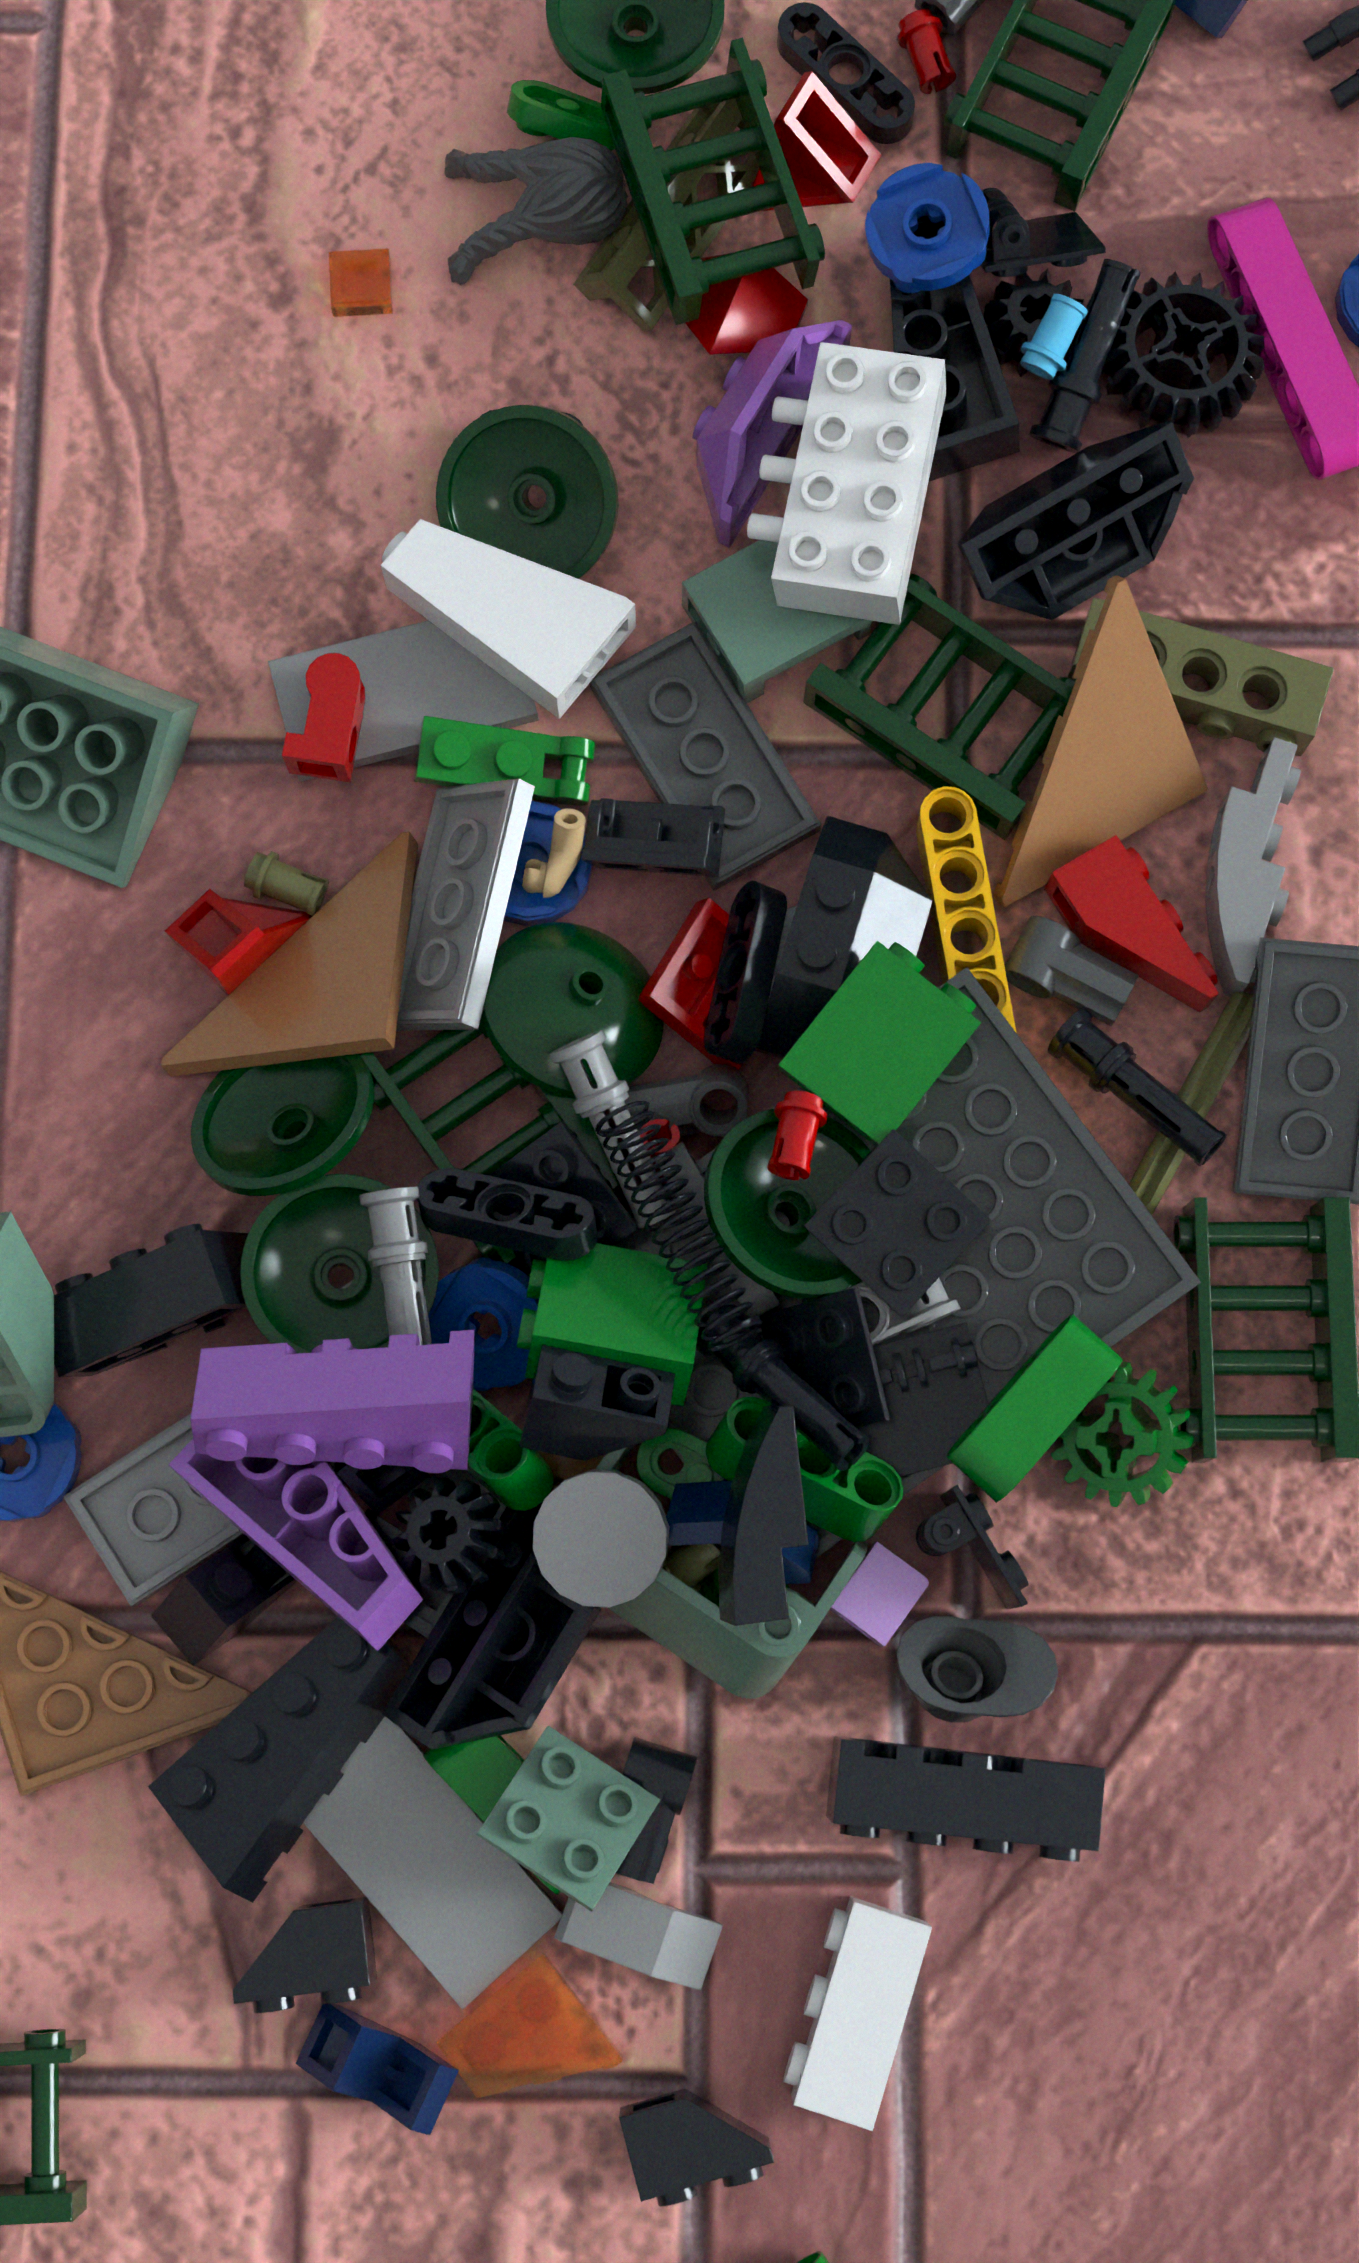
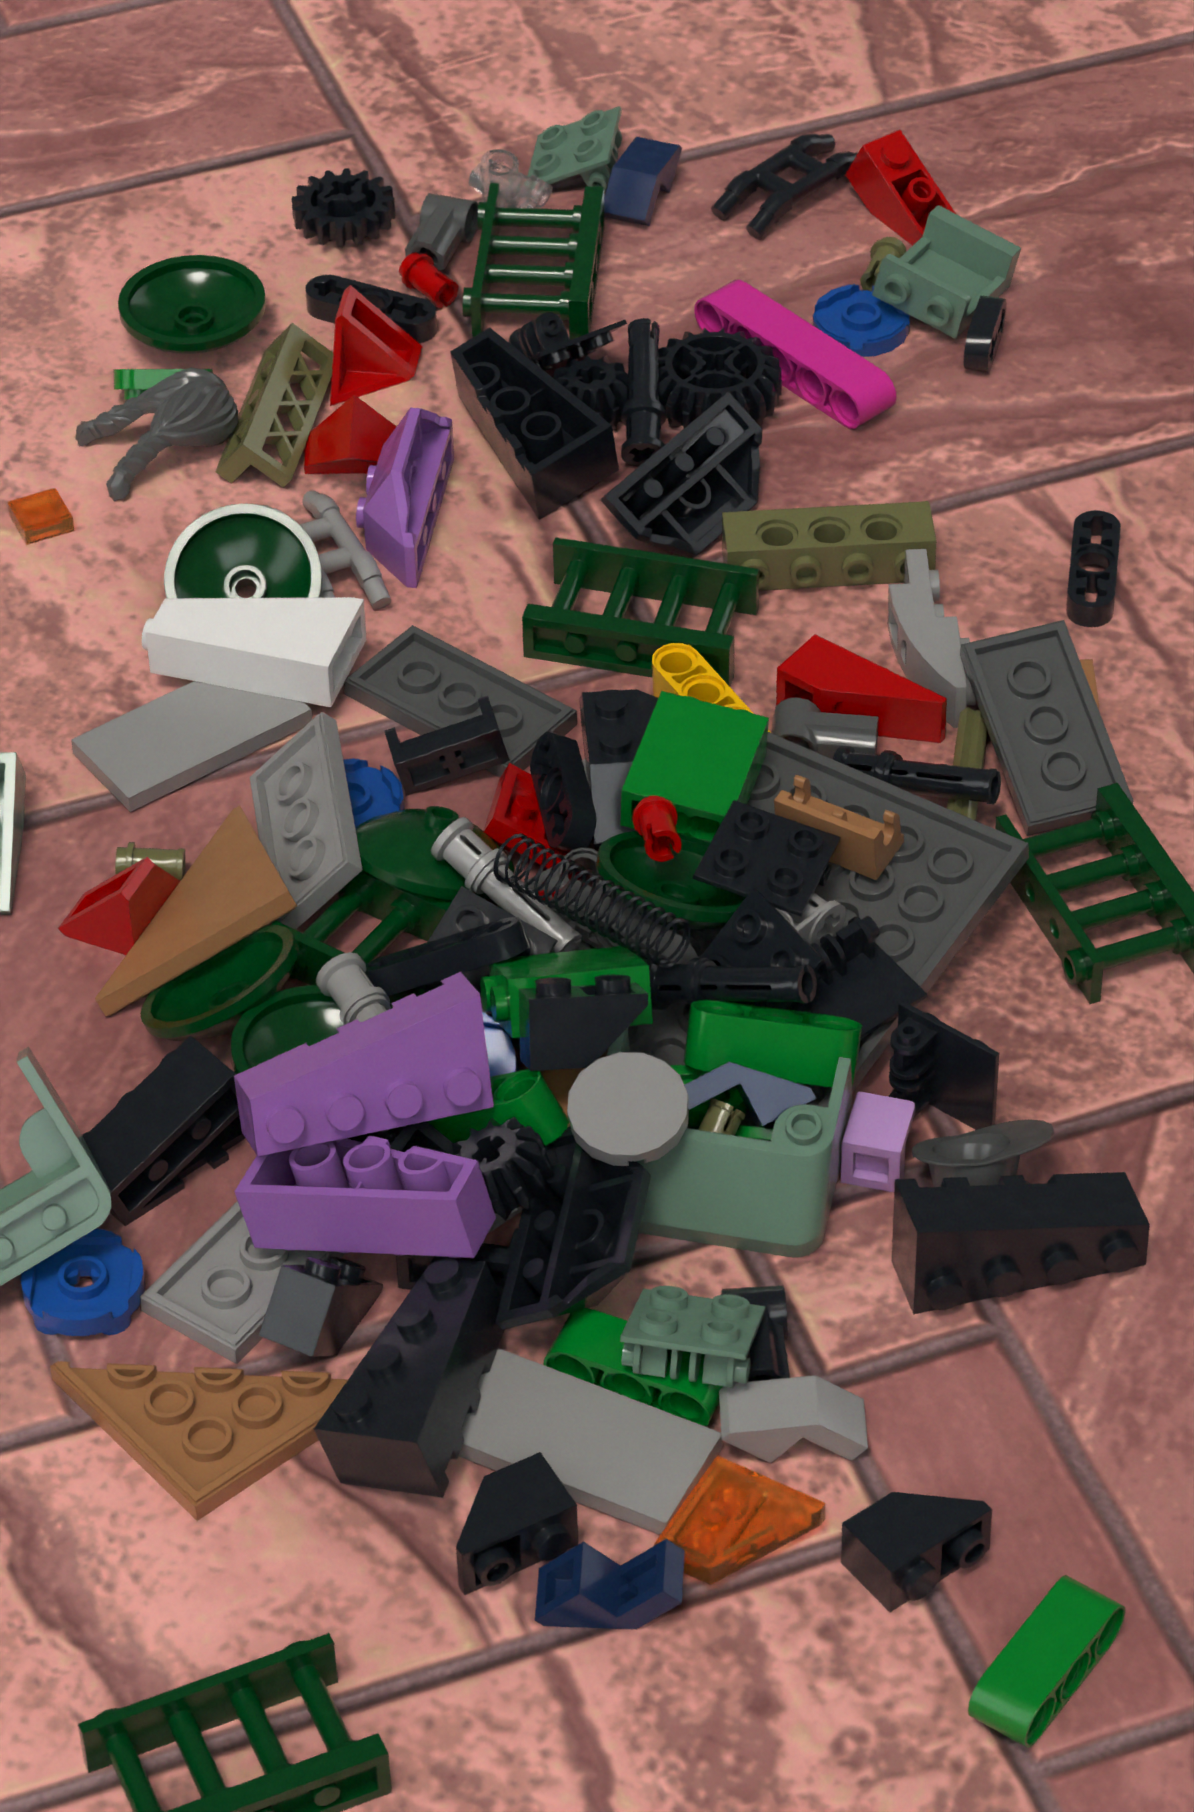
camera: 20 degrees left, 35 degrees down
(332, 721) = (143, 747): red leg -> none
(478, 753) = (254, 740): green plate -> none
(563, 857) = (377, 770): tan arm -> none
(667, 487) = (350, 552): none -> light grey piece
(668, 222) = (286, 395): dark green fence -> none
(748, 629) = (472, 591): sand green panel -> none
(760, 1519) = (758, 1041): black slope -> none
(854, 482) = (503, 481): white piece -> none
(857, 2012) = (1010, 1411): white brick -> none
(933, 262) = (483, 358): blue plate -> none
(1002, 1185) = (863, 844): none -> medium nougat hinge
(1034, 1408) = (937, 945): green beam -> none
(1053, 337) = (611, 388): medium azure pin -> none
(1111, 757) = (780, 587): medium nougat tile -> none
(1149, 1438) = (1043, 970): green gear -> none

